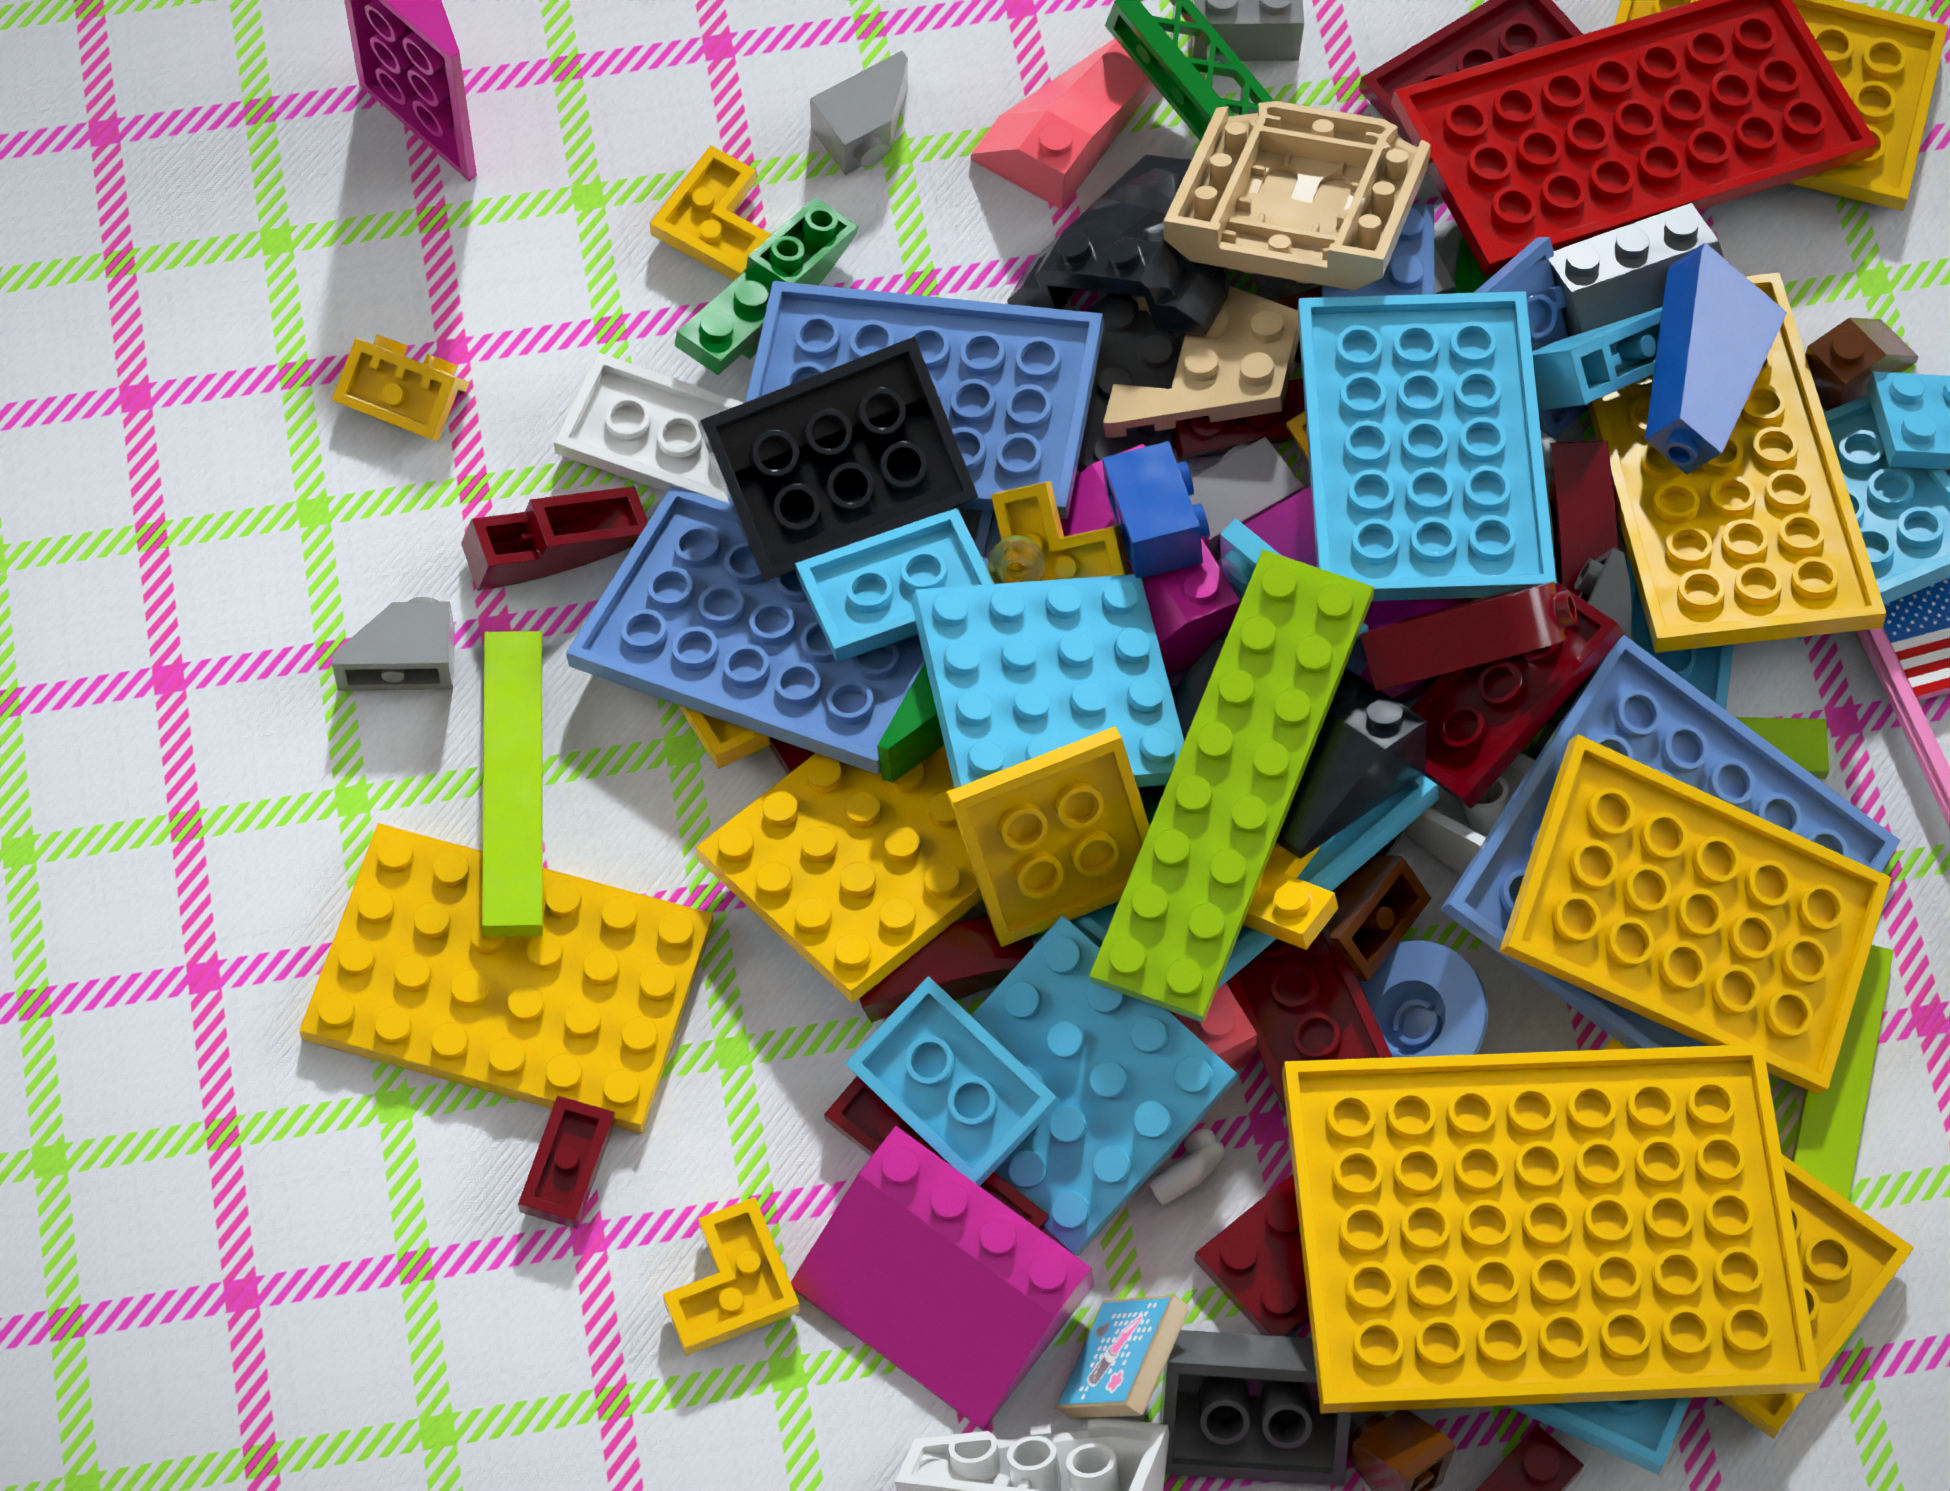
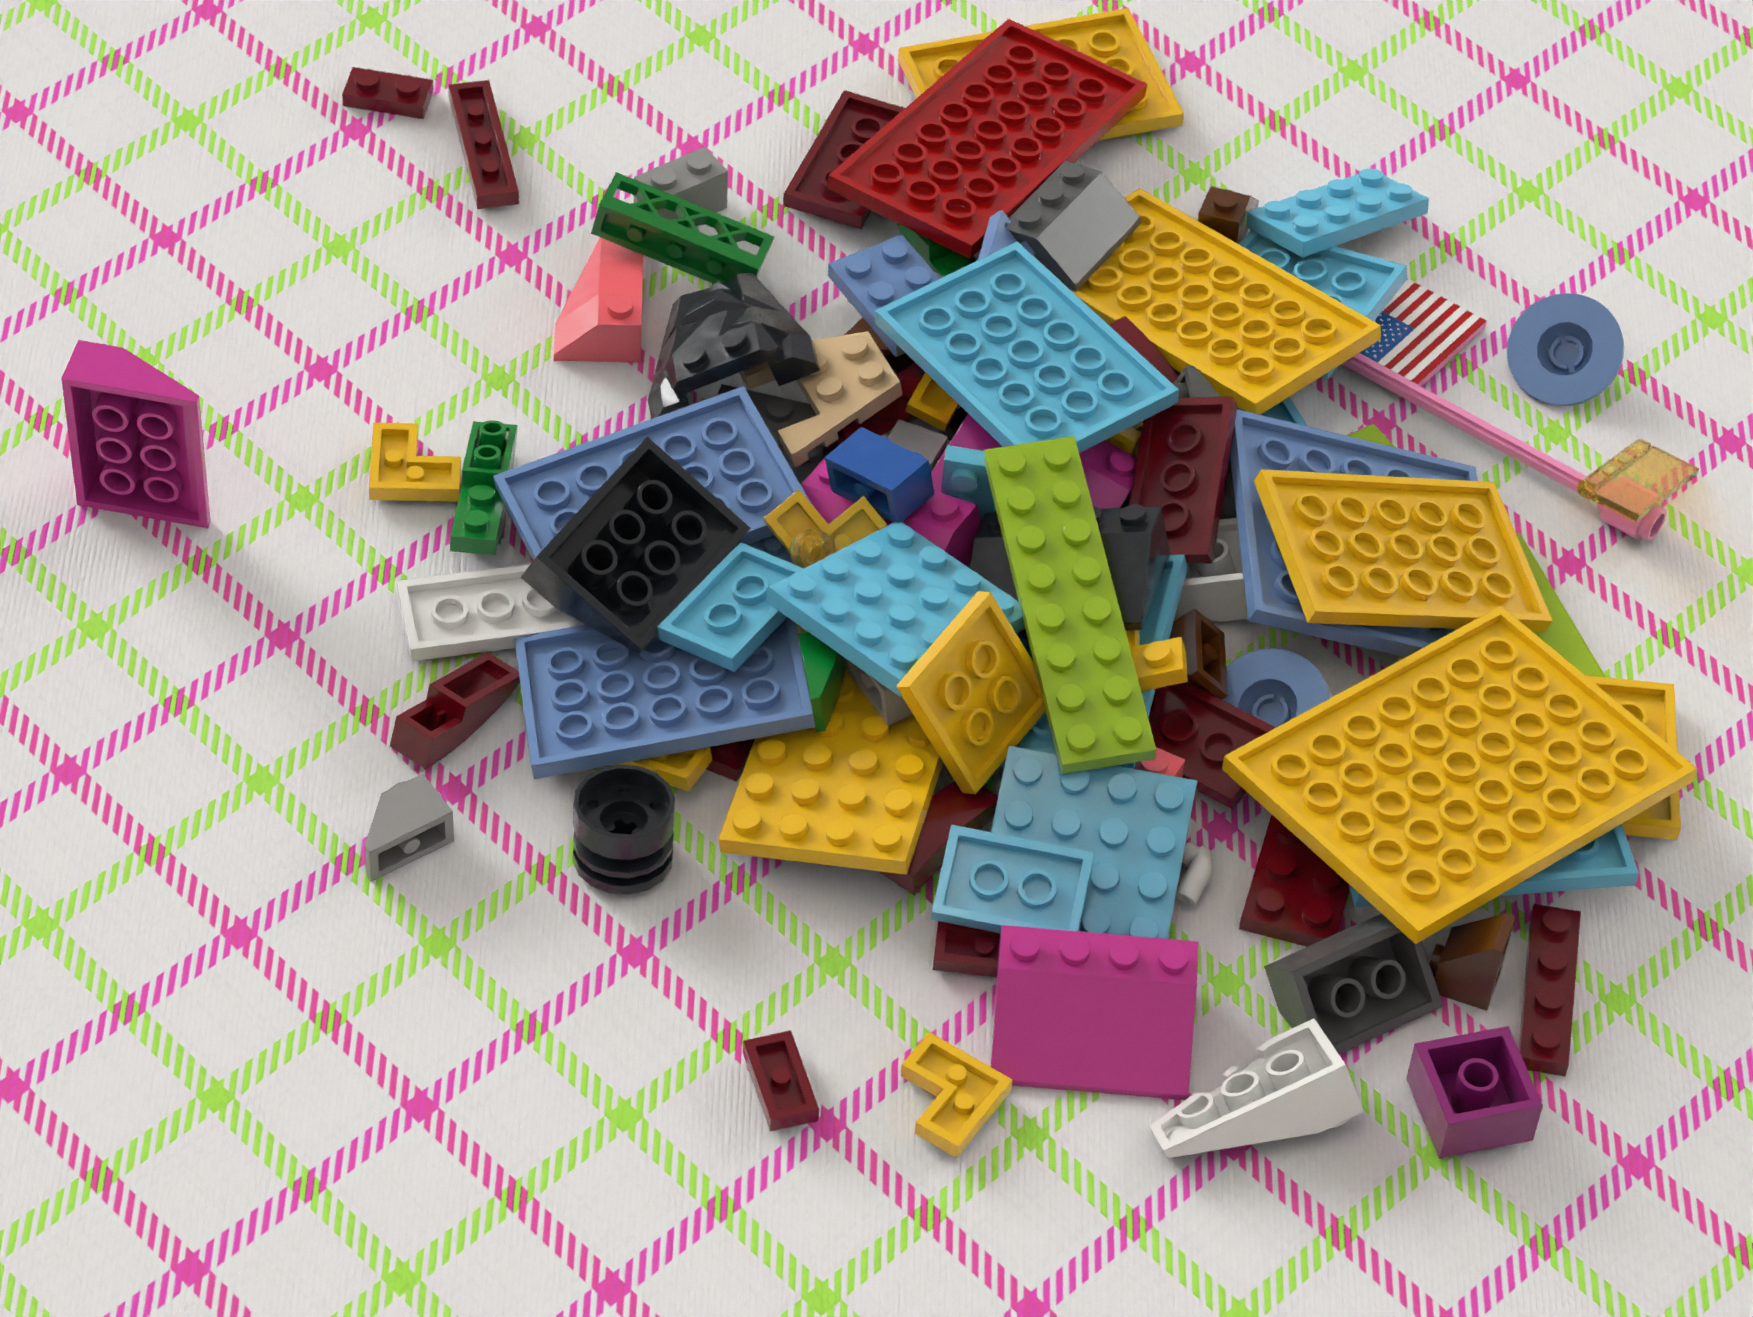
camera: 35 degrees left, 15 degrees down
(399, 389) = (268, 668): yellow bracket -> none
(512, 785) = (555, 868): lime tile -> none
(517, 1016) = (639, 993): yellow plate -> none
(605, 753) = (623, 829): none -> black wheel
(861, 113) = (463, 361): light grey slope -> none
(1123, 1357) = (1252, 994): tile -> none
(1297, 194) = (820, 259): tan wedge -> none
(1468, 634) = (1149, 442): dark red window -> none
(1596, 361) = (1092, 263): medium azure slope -> none
(1707, 356) = (1150, 236): slope -> none

